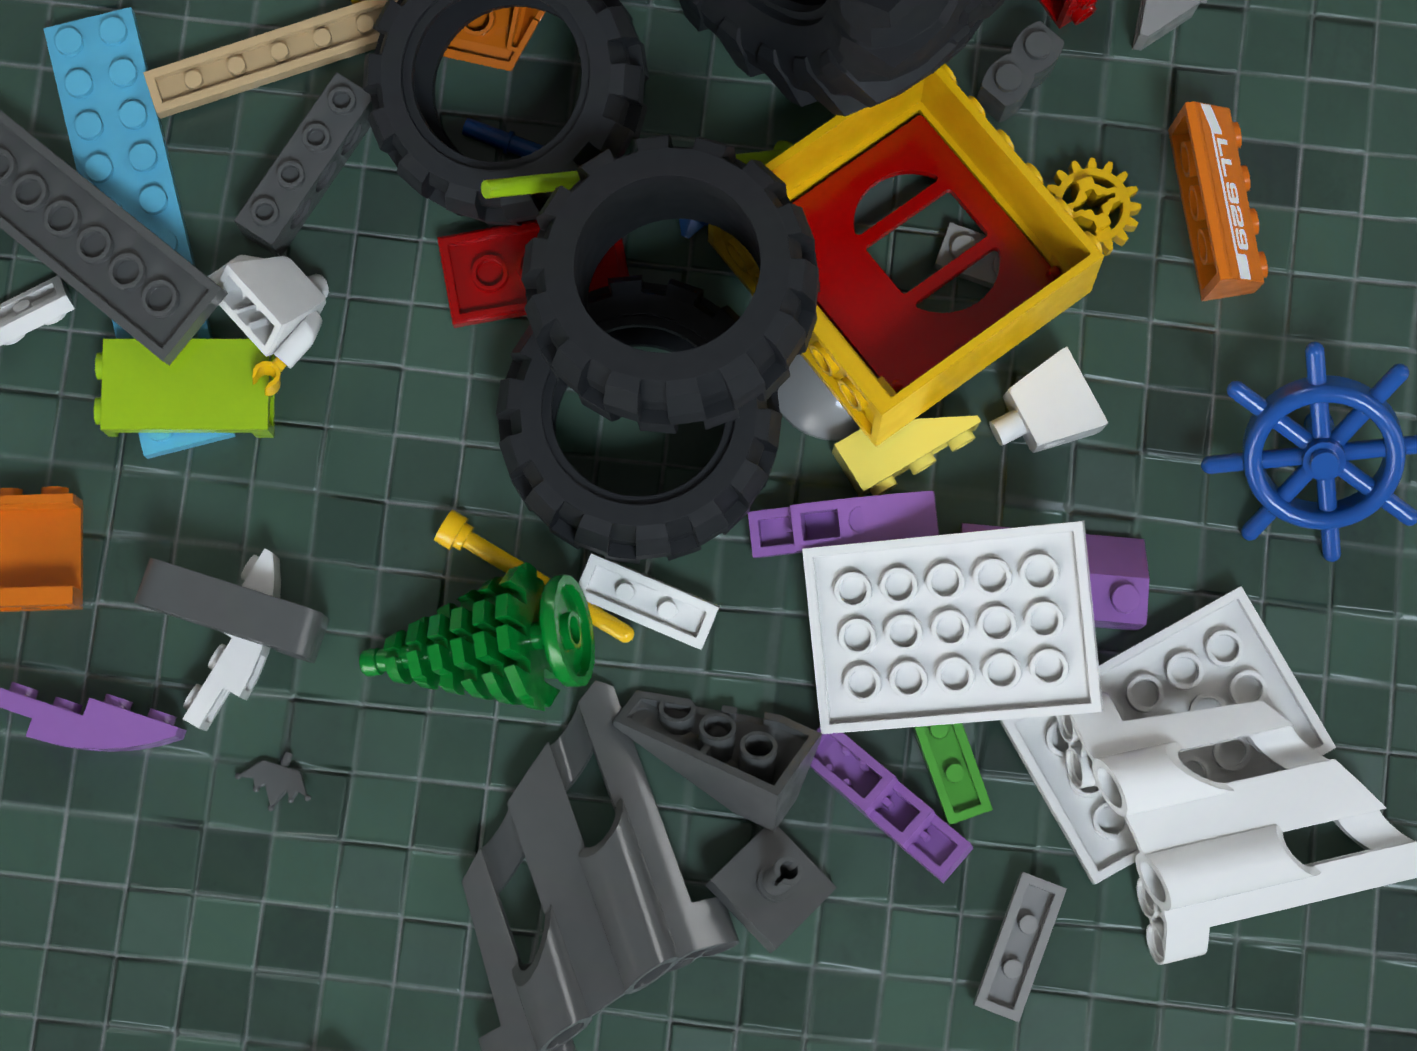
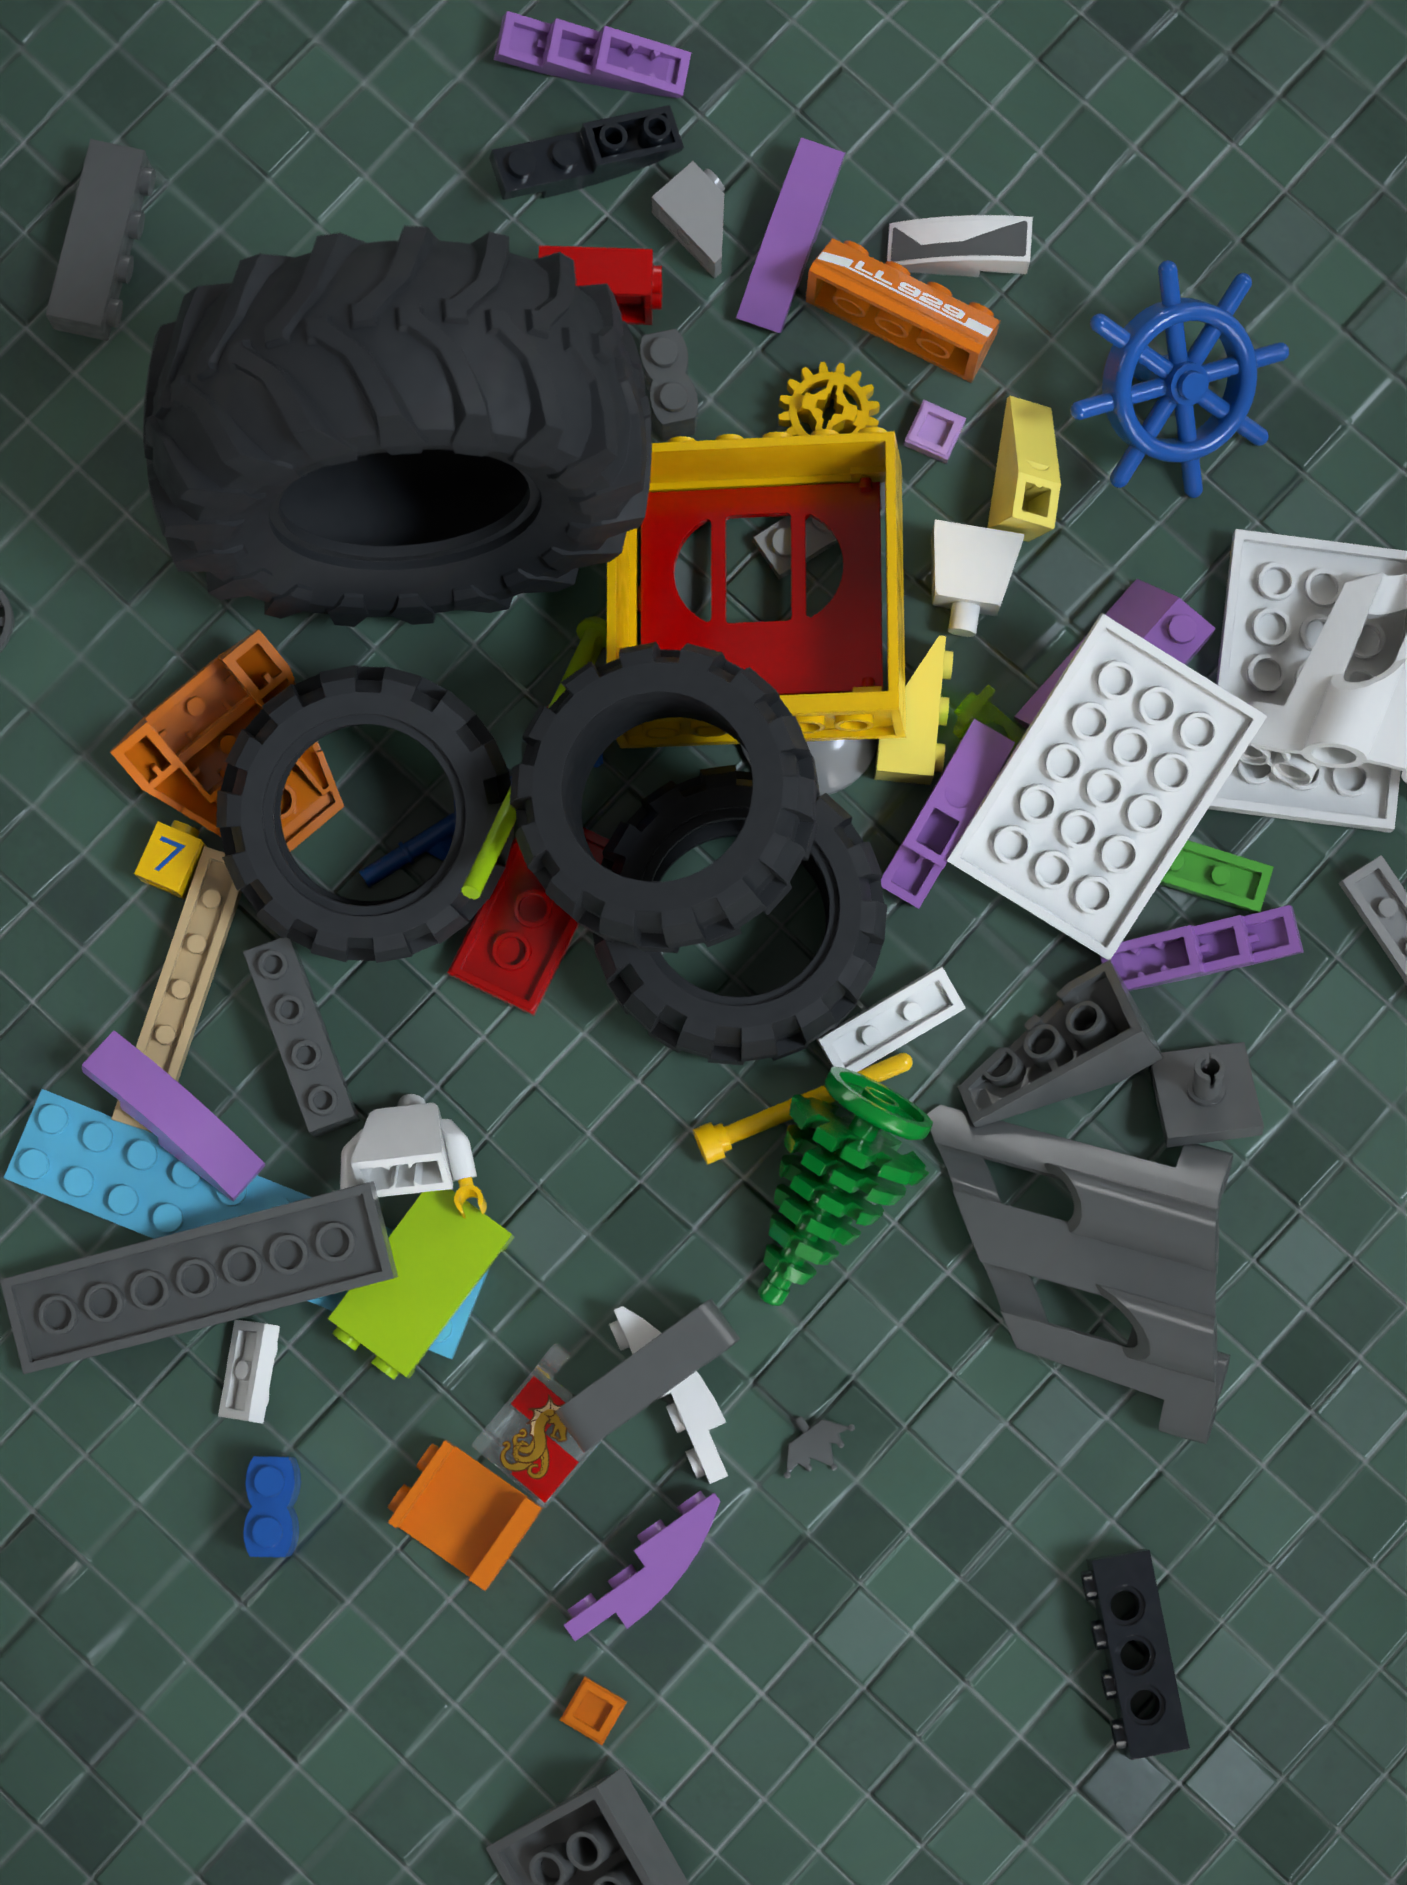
camera: 50 degrees left, 0 degrees up
(120, 555) = (528, 1436): none -> flag
(175, 113) = (173, 1115): none -> medium lavender slope
(947, 494) = (984, 711): none -> clear neon green bracket
(1140, 300) = (934, 431): none -> lavender tile
(1161, 390) = (1026, 472): none -> light yellow slope
(1209, 77) = (790, 235): none -> medium lavender slope
(1304, 212) = (962, 244): none -> slope

